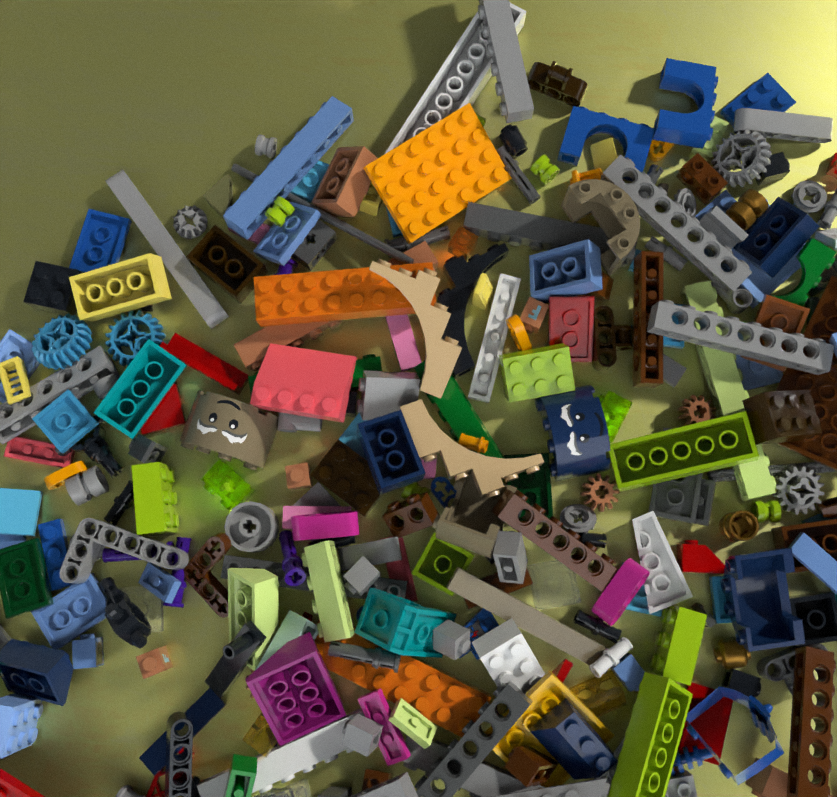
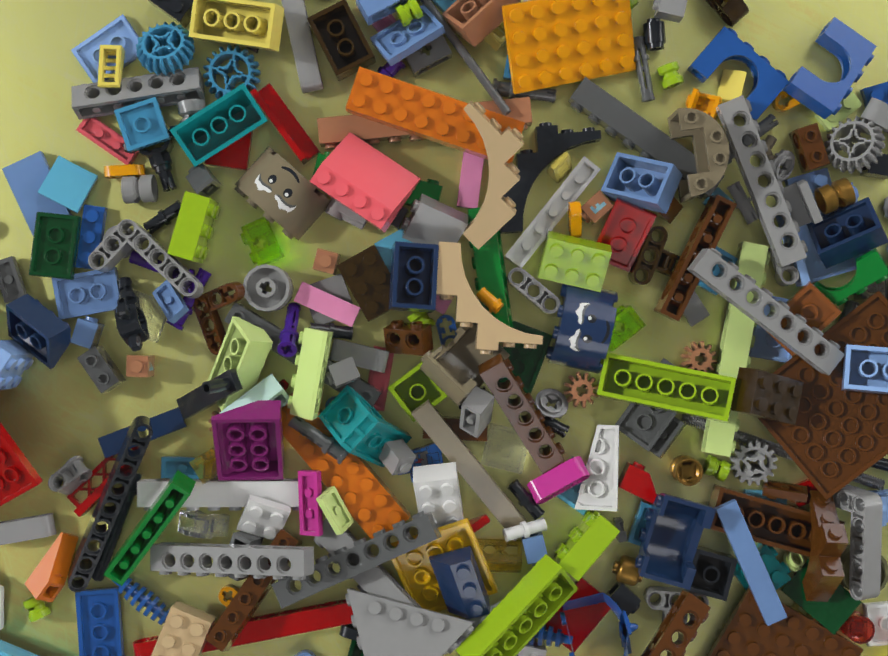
camera: 25 degrees right, 10 degrees up
(115, 683) = (101, 369): none -> dark grey brick
(225, 751) = (171, 464): none -> dark azure plate
(325, 525) = (331, 315): dark pink beam -> none
(340, 767) = (263, 517): none -> white plate
(362, 734) = (289, 501): light grey brick -> none
(463, 243) = (563, 113): clear orange brick -> none
(520, 414) = (543, 294): none -> light grey beam
(530, 765) = (417, 585): reddish brown slope -> none

